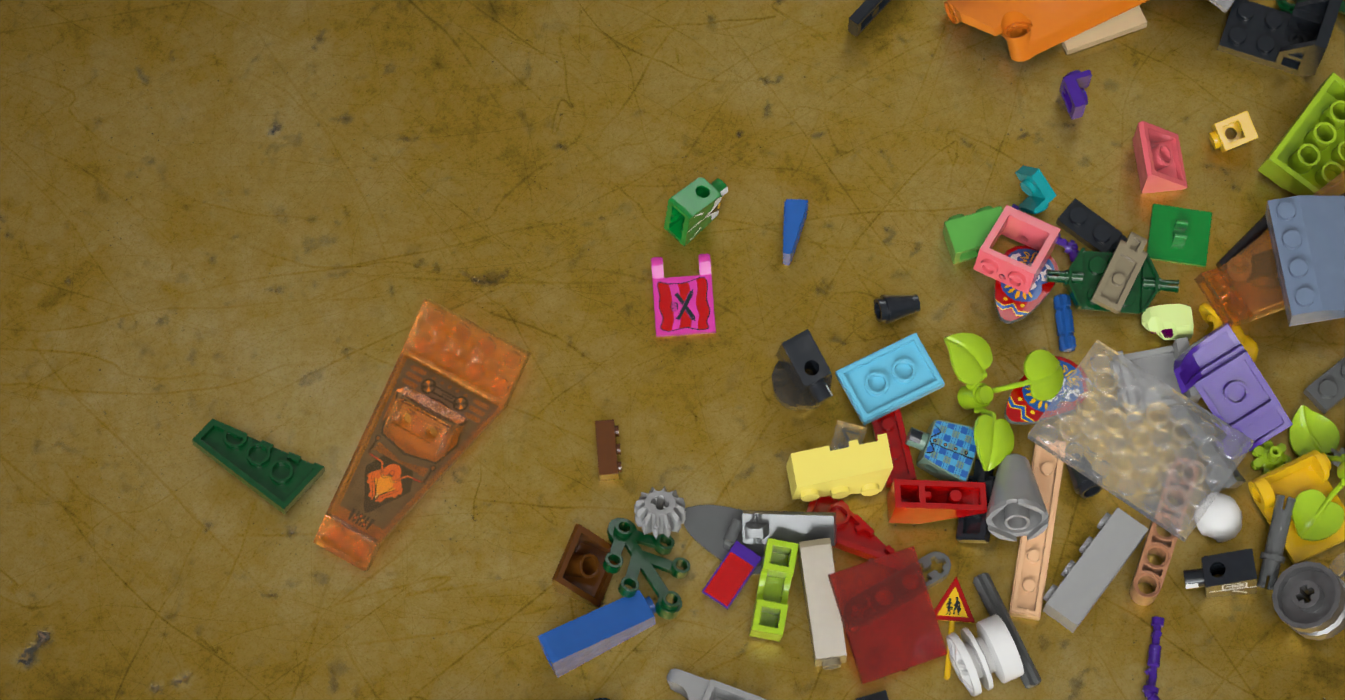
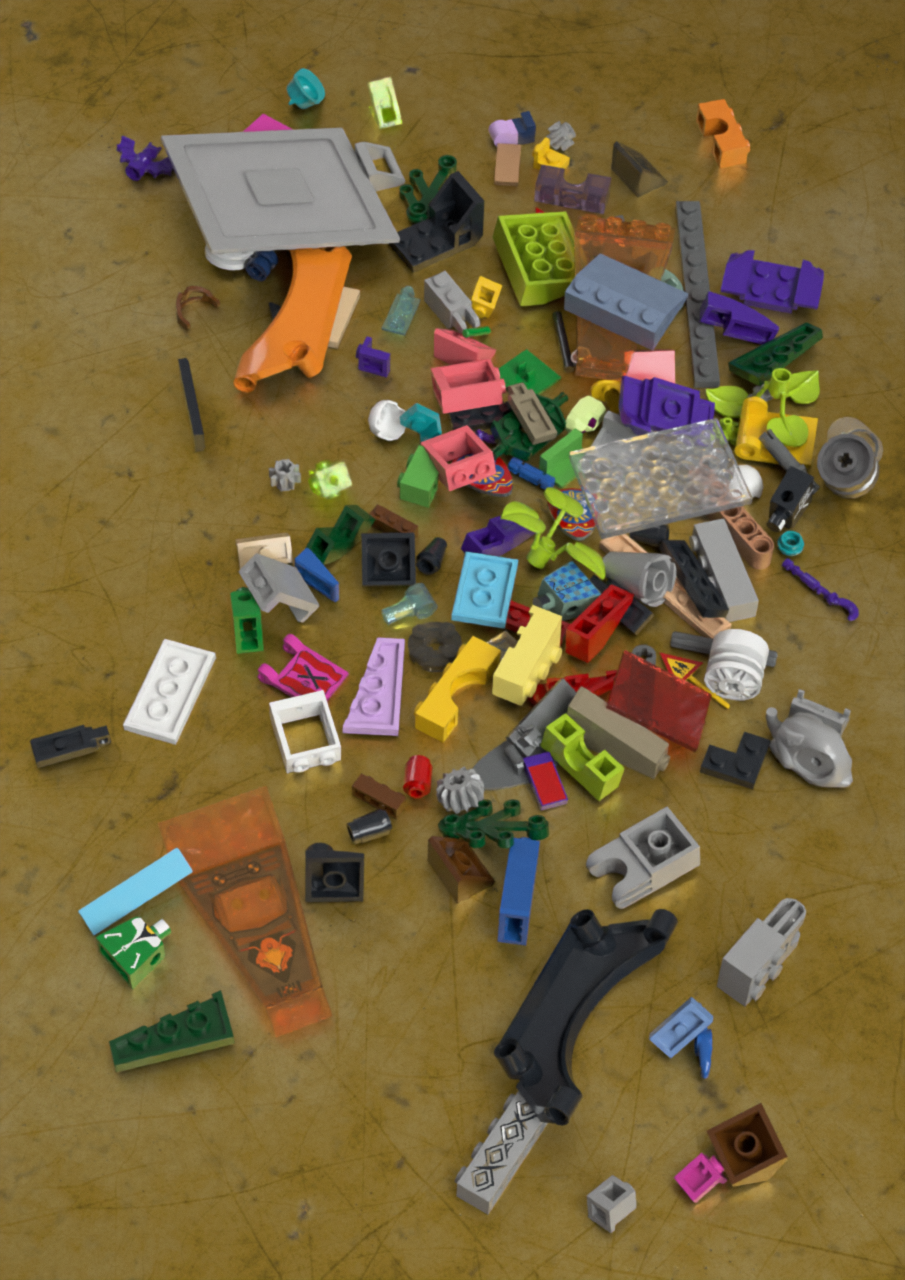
camera: 60 degrees left, 15 degrees down
(309, 372) = (134, 948): none -> green torso
(361, 331) = (135, 891): none -> medium azure tile
(462, 171) = (68, 744): none -> black hinge
(489, 470) = (333, 874): none -> black slope
(568, 465) = (369, 827): none -> black piece
(580, 205) = (169, 691): none -> white tile
(635, 318) = (300, 708): none -> white window
(649, 467) = (418, 776): none -> red brick
(704, 377) = (379, 693): none -> lavender wing
(740, 209) = (278, 582): none -> light grey panel
(784, 166) = (272, 546): none -> tan panel
(803, 354) = (434, 624): black torso -> none
(803, 426) = (474, 665): none -> yellow arch
(831, 332) = (416, 602): none -> clear light blue pin
(841, 216) = (335, 542): none -> dark green brick
(856, 274) = (388, 559): none -> black slope
(880, 129) = (284, 475): none -> light grey gear
(902, 160) = (329, 478): none -> clear neon green brick
(903, 250) = (389, 522): none -> reddish brown piece
(1004, 353) = (496, 538): none -> dark purple slope
(1009, 156) = (385, 420): none -> white hair
(1058, 549) = (695, 579): none -> black plate
(1113, 333) = (556, 459): none -> bright green panel
(1118, 180) = (467, 385): none -> coral window
(1154, 76) = (401, 312): none -> clear light blue hinge
(1186, 600) = (794, 539): none -> teal plate
(1187, 155) = (478, 331): none -> green piece
(1199, 107) = (449, 302): none -> light grey hinge
(1284, 344) = (653, 363): none -> slope

